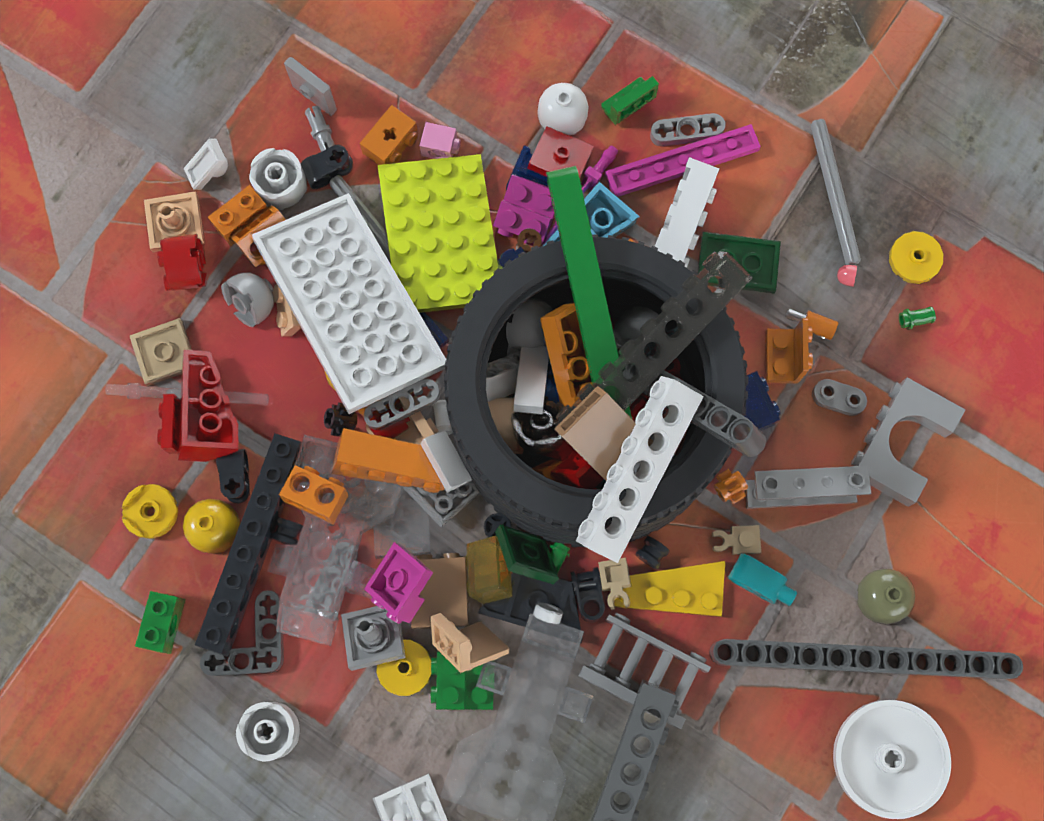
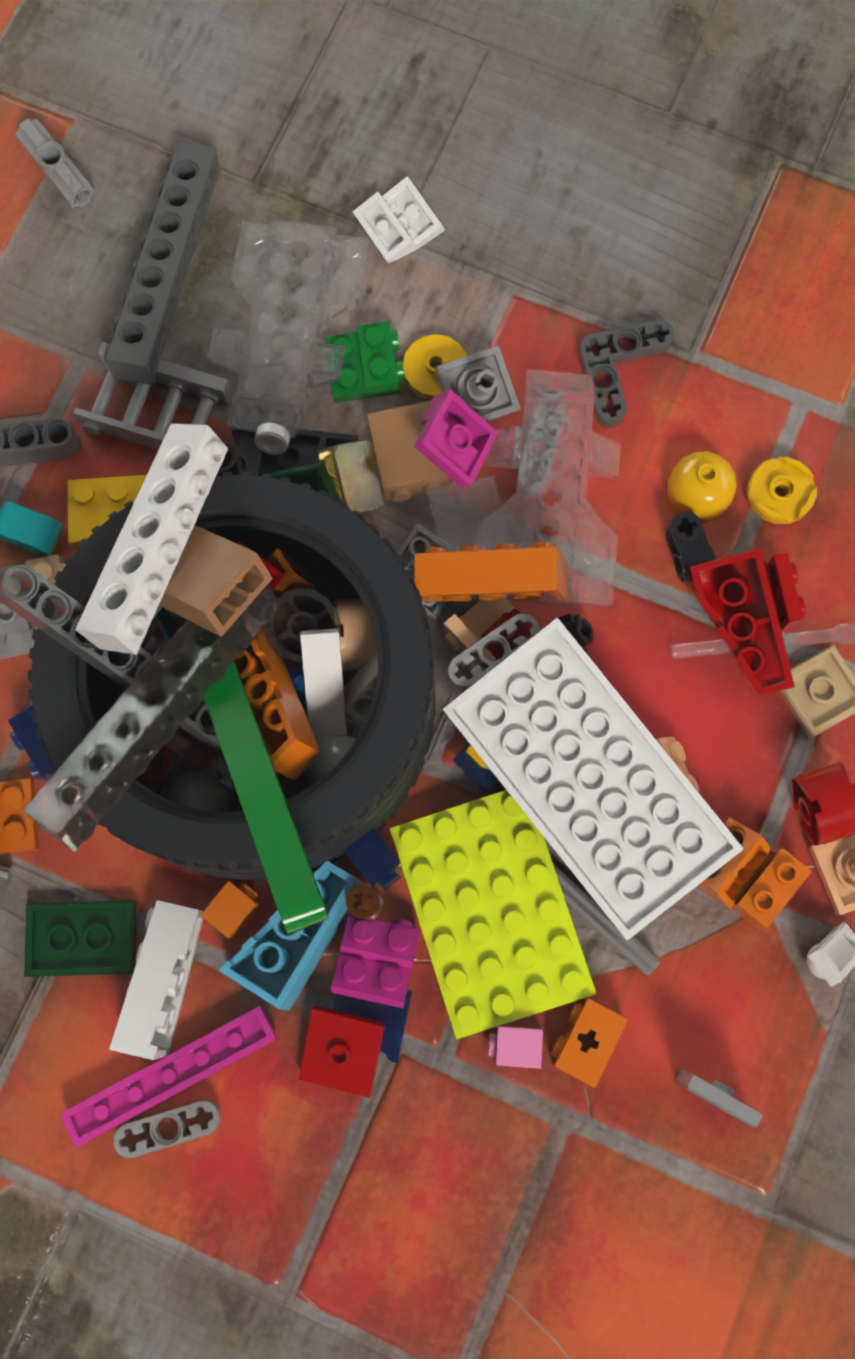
camera: 175 degrees right, 0 degrees up
(160, 622) = (732, 364): green brick -> none
(248, 549) = (646, 465): black brick -> none
(250, 296) = (726, 775): light grey cylinder -> none
(255, 721) = (576, 268): white brick -> none
(282, 165) = (751, 947): white brick -> none
(287, 532) = (607, 490): black wheel -> none
(311, 498) = (582, 513): orange brick -> none
(320, 131) = (688, 1037): light grey pin -> none
(324, 166) = (672, 979): black piece -> none
(441, 417) = (441, 660): white pin -> none
(445, 461) = (432, 586): white slope -> none
(466, 646) = (360, 387): light nougat bracket -> none
(563, 108) = (350, 1131): white cylinder -> none
(592, 177) = (295, 1025): dark pink sword -> none
(630, 99) = (256, 1161): green bracket -> none

